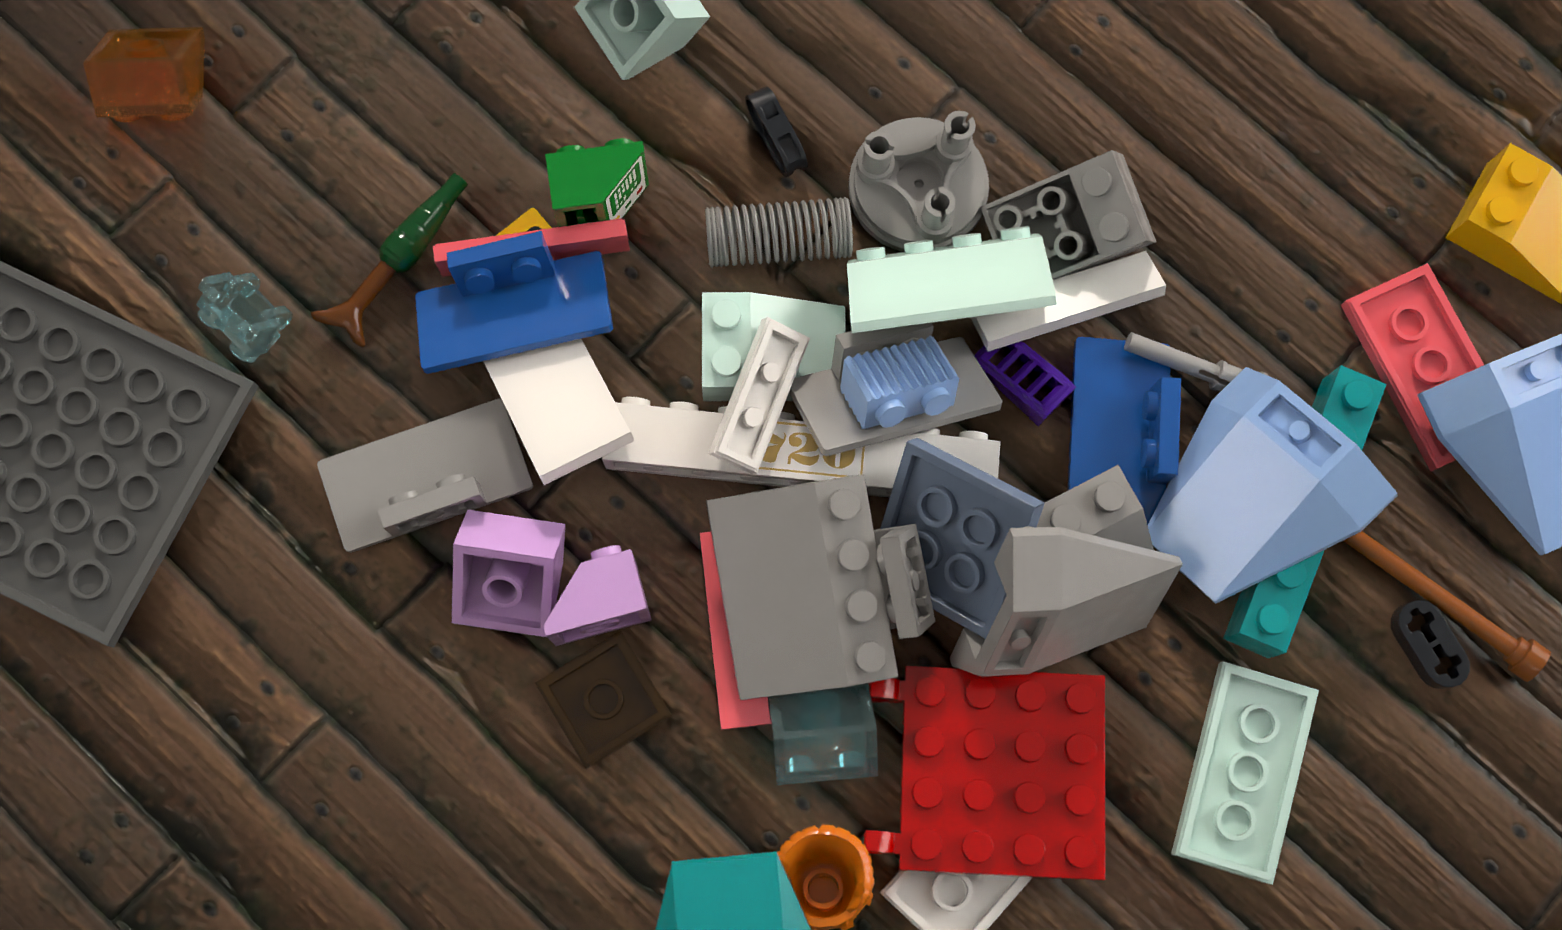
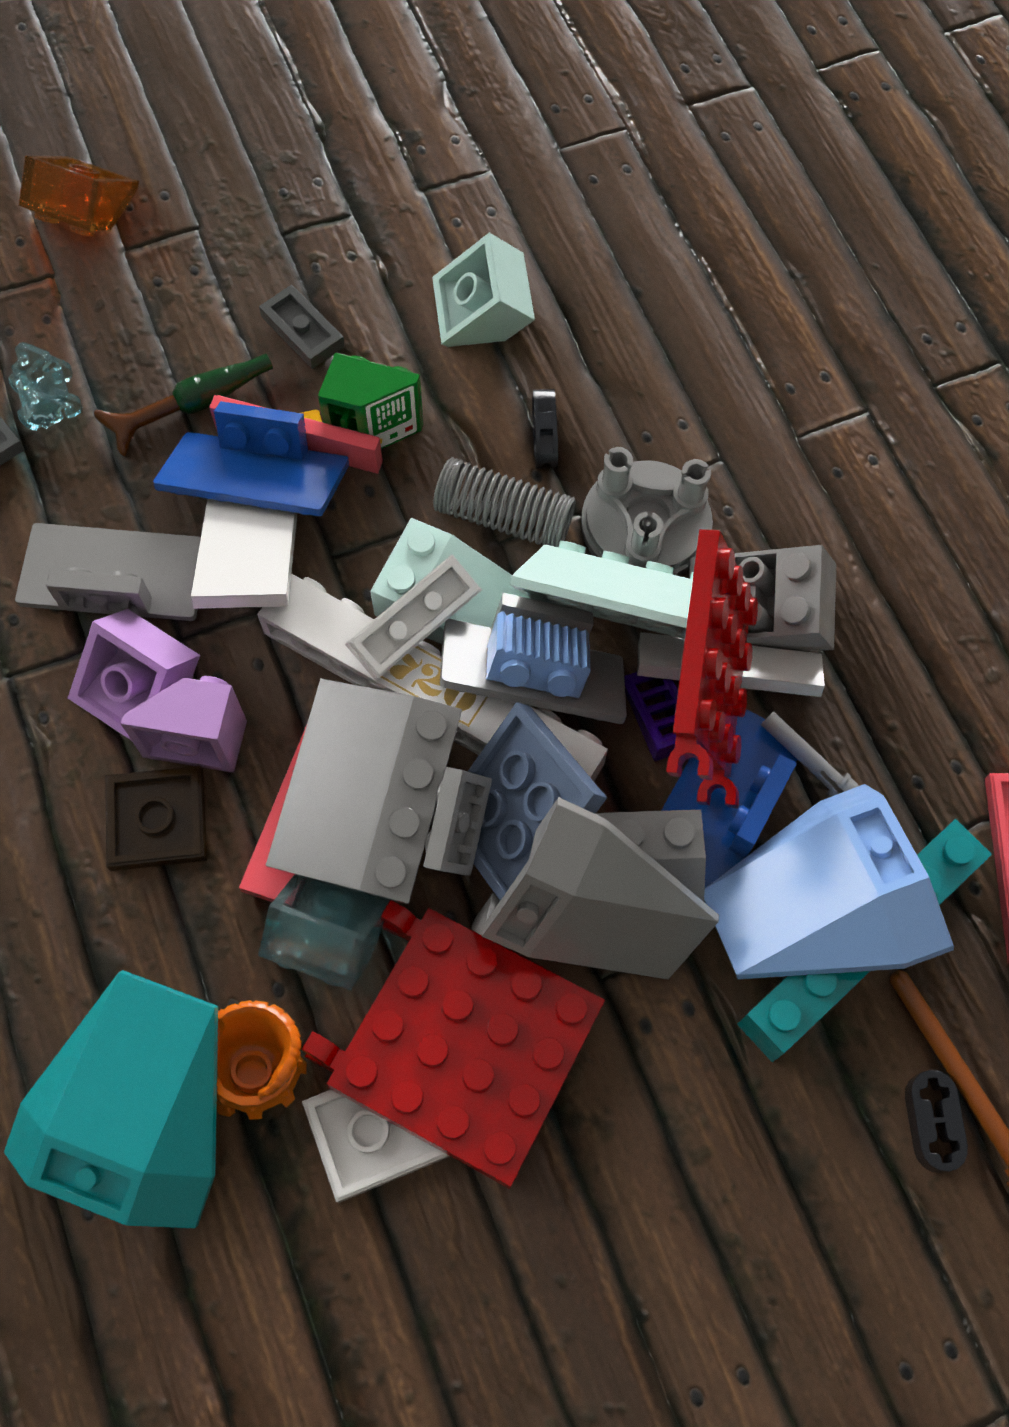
camera: 30 degrees right, 10 degrees down
(472, 124) = (302, 326): none -> dark grey plate
(1084, 339) = (713, 668): none -> red plate
(1245, 773) = (698, 1158): light aqua tile -> none

